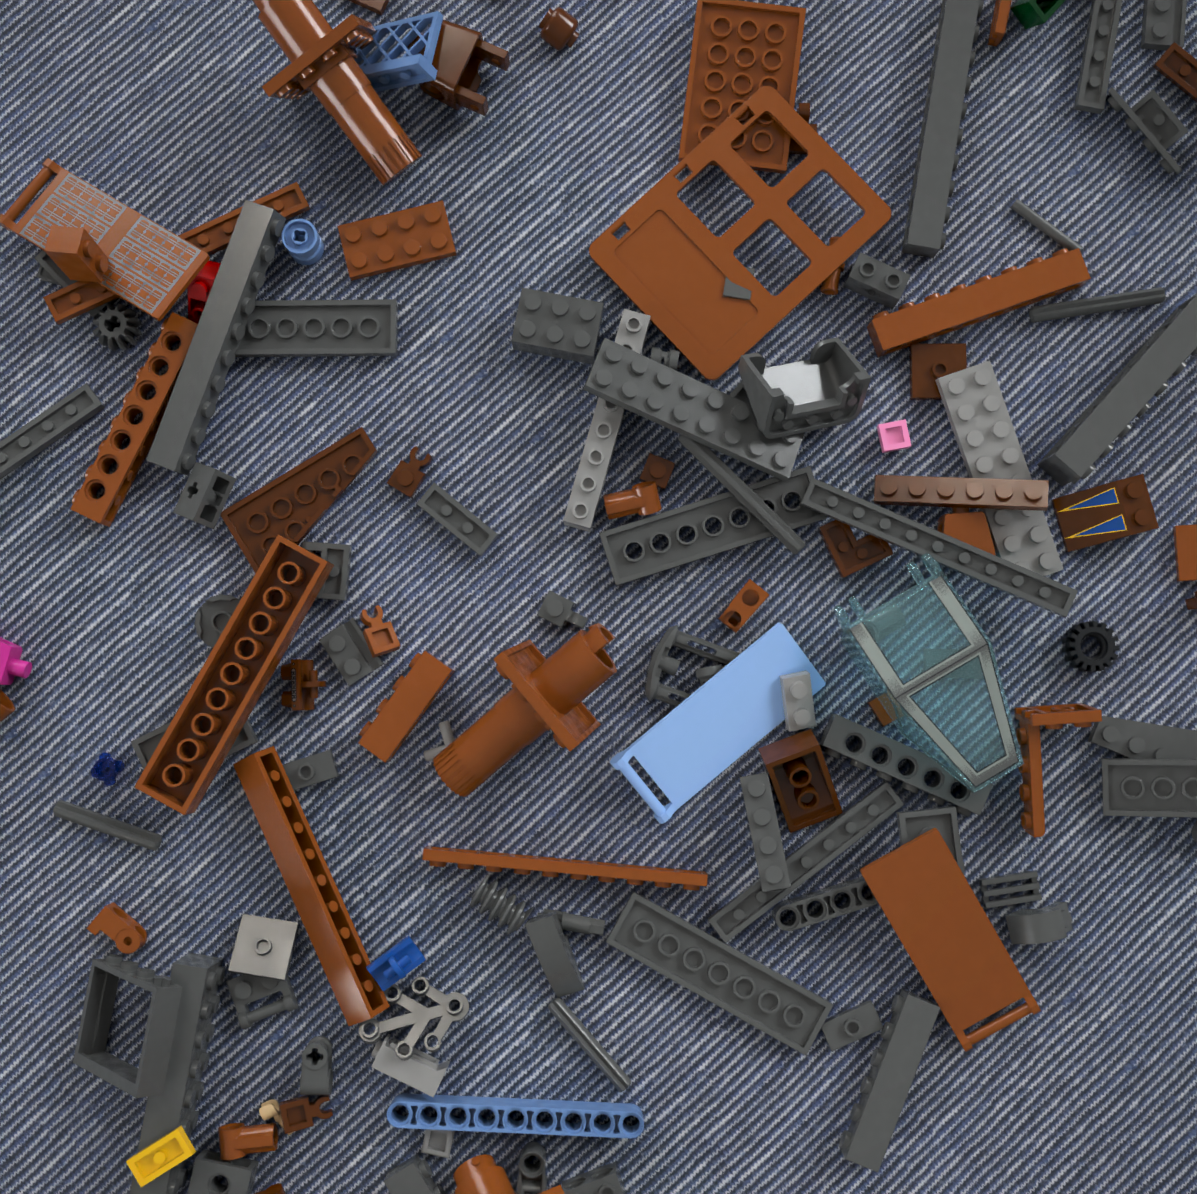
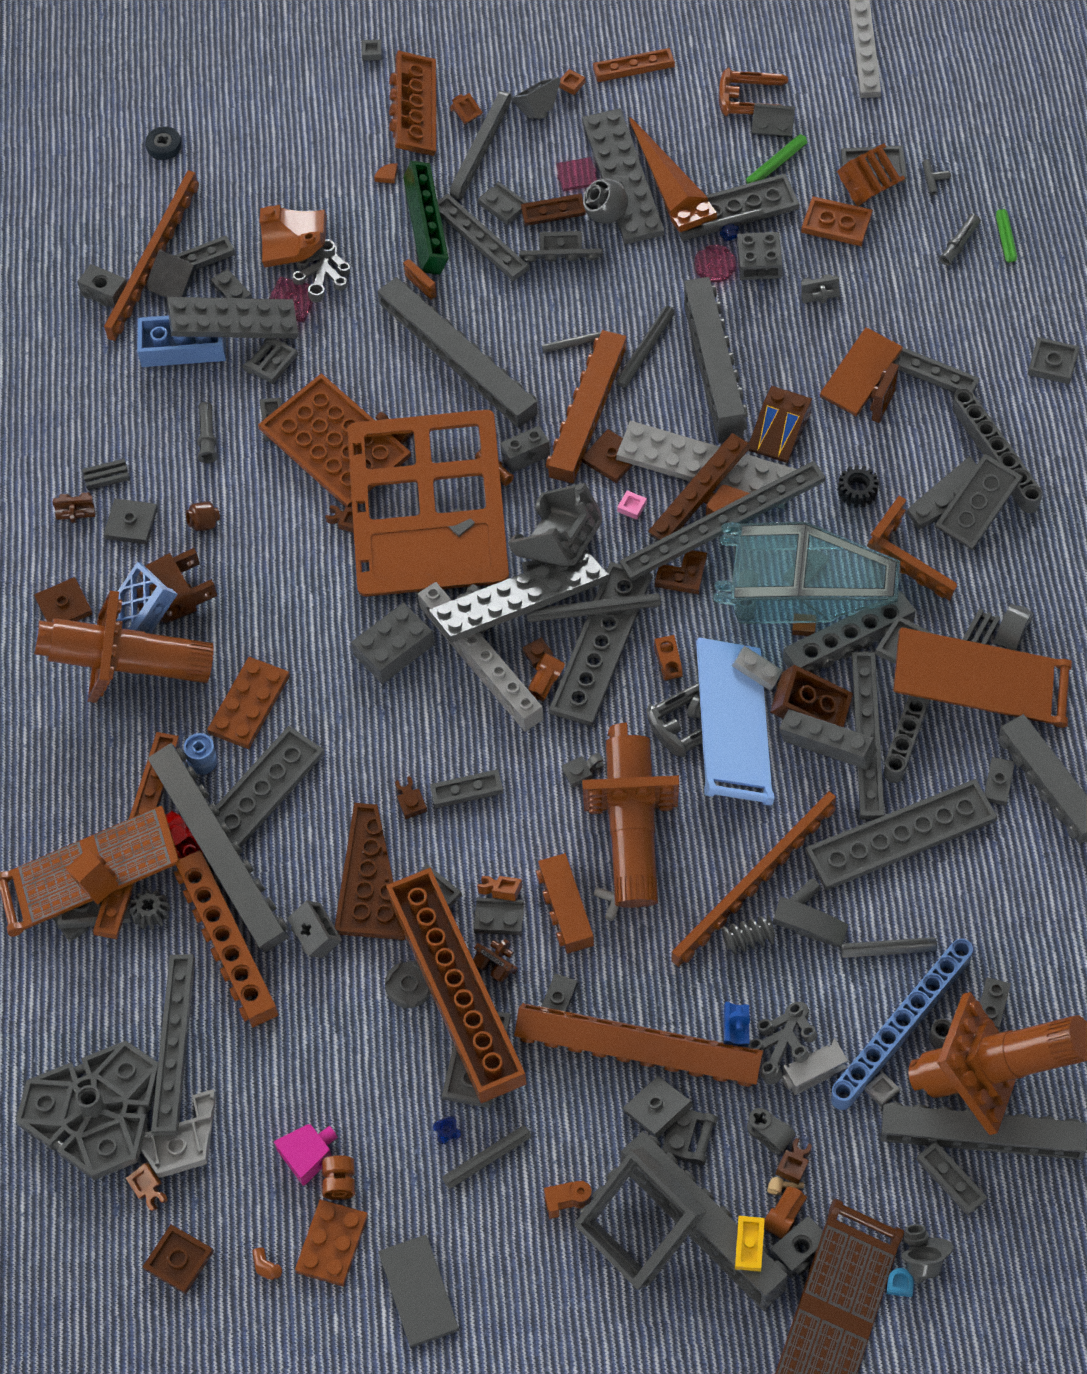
camera: 50 degrees left, 25 degrees down
(662, 164) = (343, 518): none -> reddish brown plate

